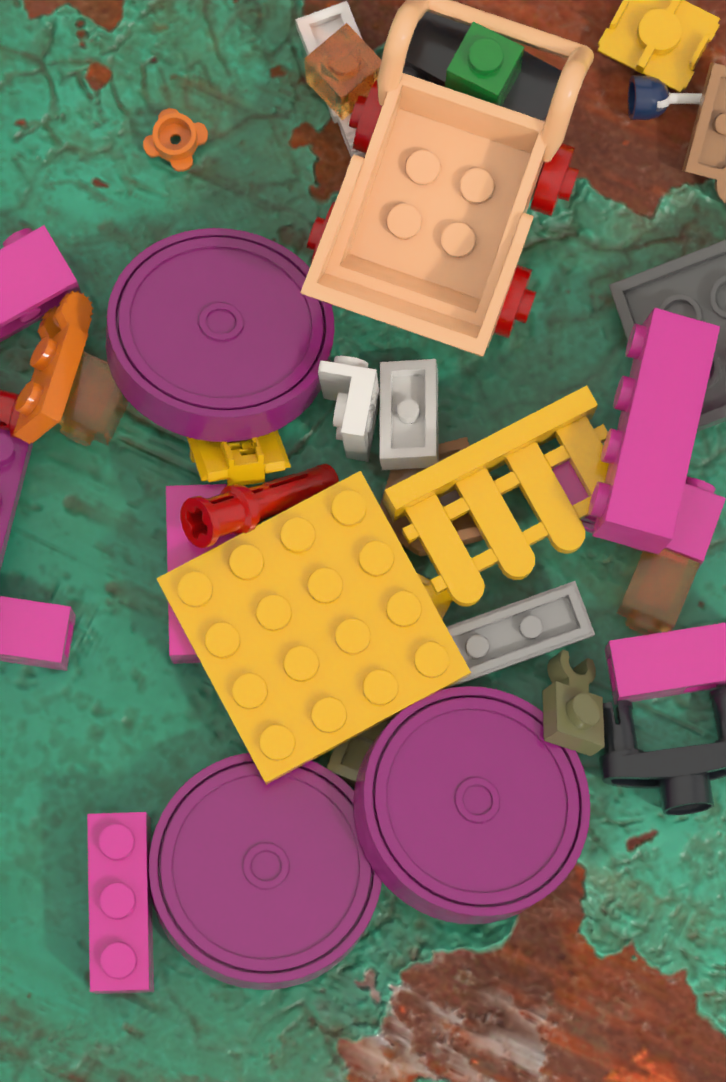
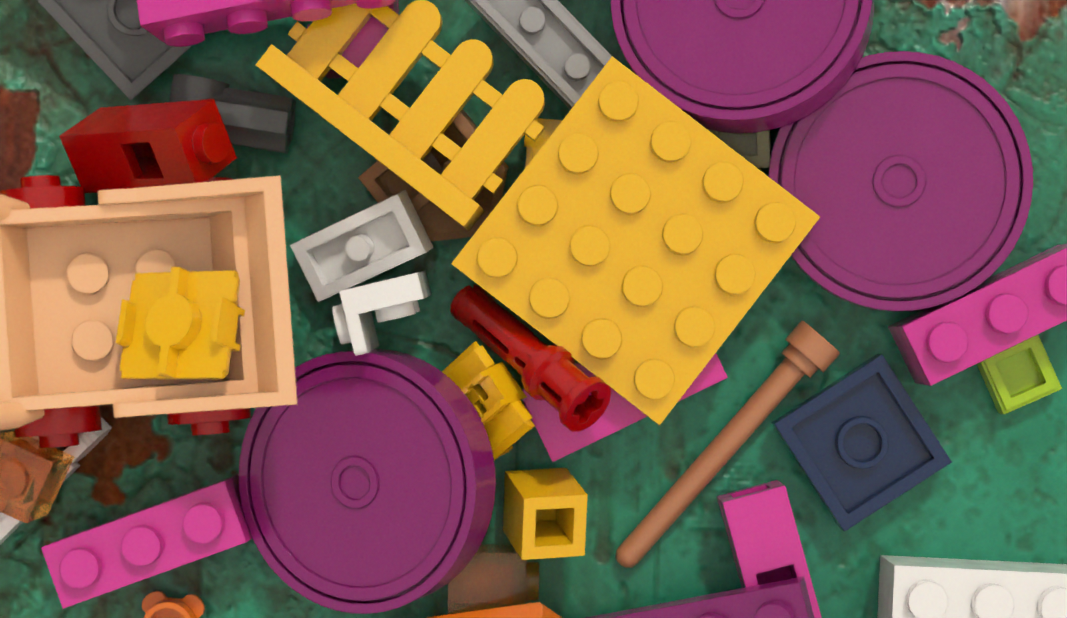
camera: 110 degrees left, 10 degrees up
(61, 907) = (1019, 375): none -> lime tile
(66, 748) = (861, 442): none -> dark blue plate
(127, 463) = (545, 513): none -> yellow brick
(158, 734) = (804, 356): none -> nougat piece
(248, 147) = (147, 542): none -> dark pink brick
(402, 234) = (179, 325): none -> yellow piece
(560, 278) = (148, 145): none -> red brick
(568, 345) = (249, 117): none -> dark grey piece

